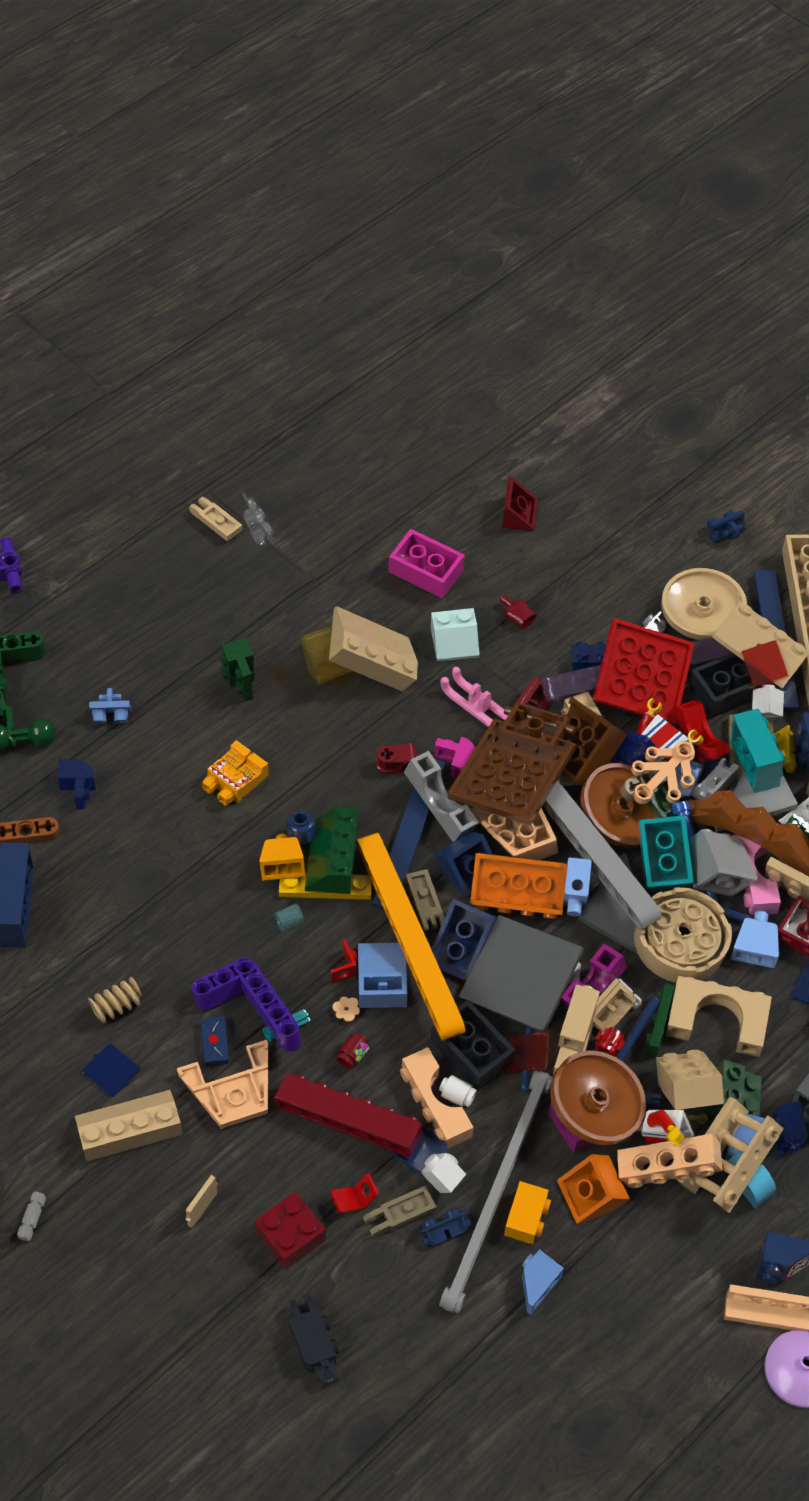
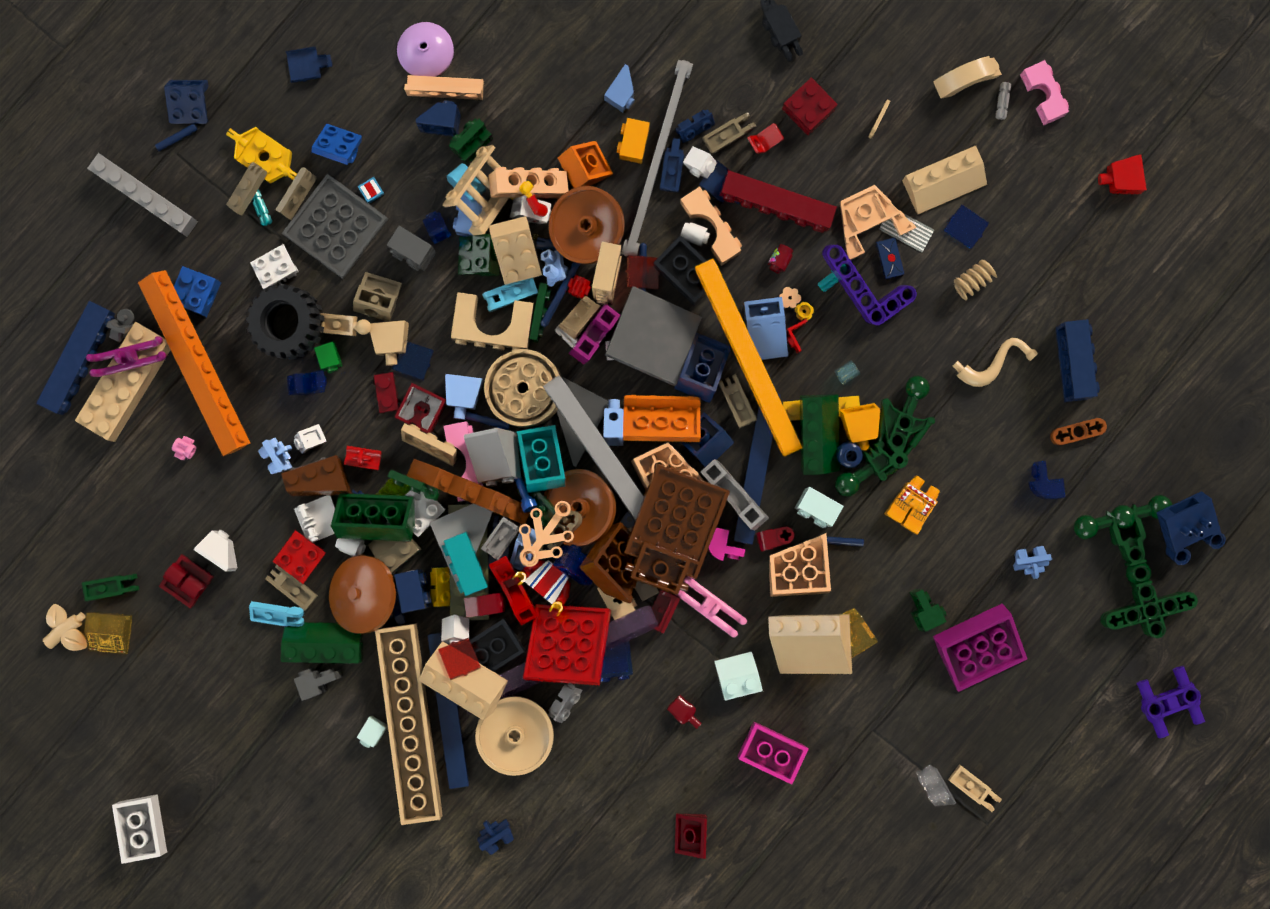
camera: 175 degrees right, 30 degrees up
(71, 1240) = (967, 75): none -> tan arch
(126, 895) = (984, 378): none -> tan animal
(168, 1070) = (916, 238): none -> light grey sticker
(184, 637) = (980, 647): none -> magenta slope
(246, 852) = (877, 459): none -> dark green piece
(321, 751) = (845, 541): none -> dark blue piece
(328, 986) = (804, 306): none -> yellow plate
(345, 776) = (818, 507): none -> light aqua brick
(373, 718) = (801, 569): none -> light nougat wedge
(479, 1175) = (672, 168): none -> dark blue hinge
(639, 1061) = (554, 266): none -> light blue hips
(700, 1042) = (510, 292): none -> medium azure plate
(722, 724) = (484, 605): none -> dark red brick
(733, 1238) = (461, 144): none -> dark green brick

